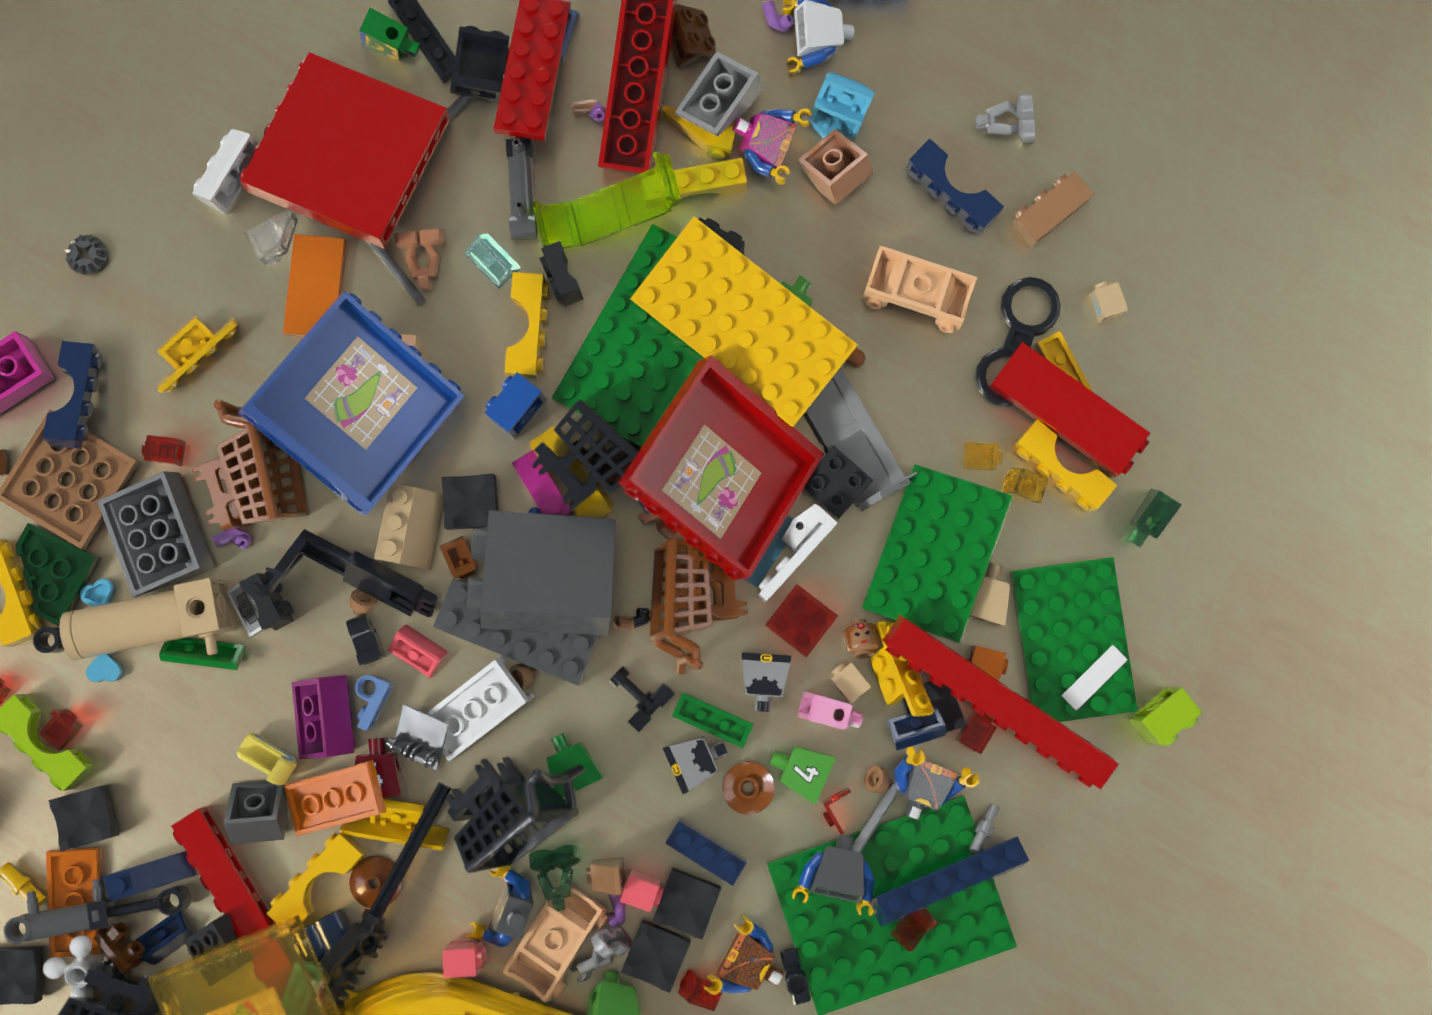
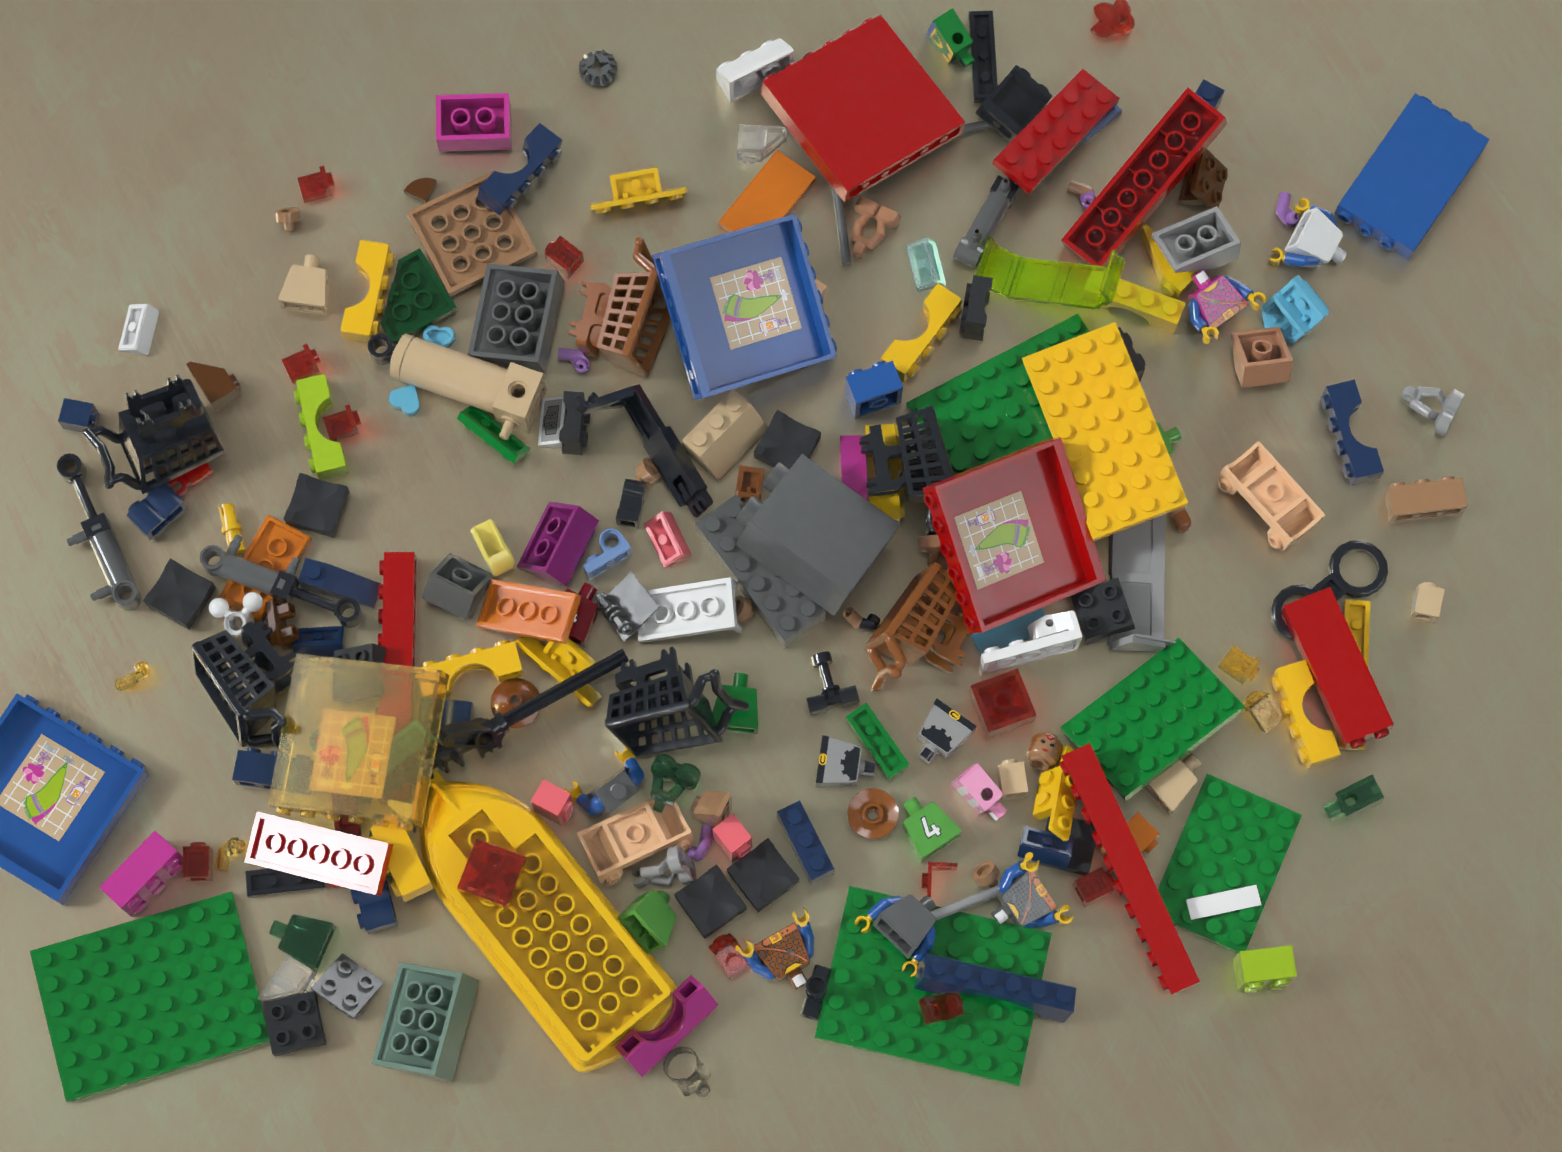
camera: 30 degrees right, 10 degrees down
(984, 829) = (1053, 968): light grey bar -> none

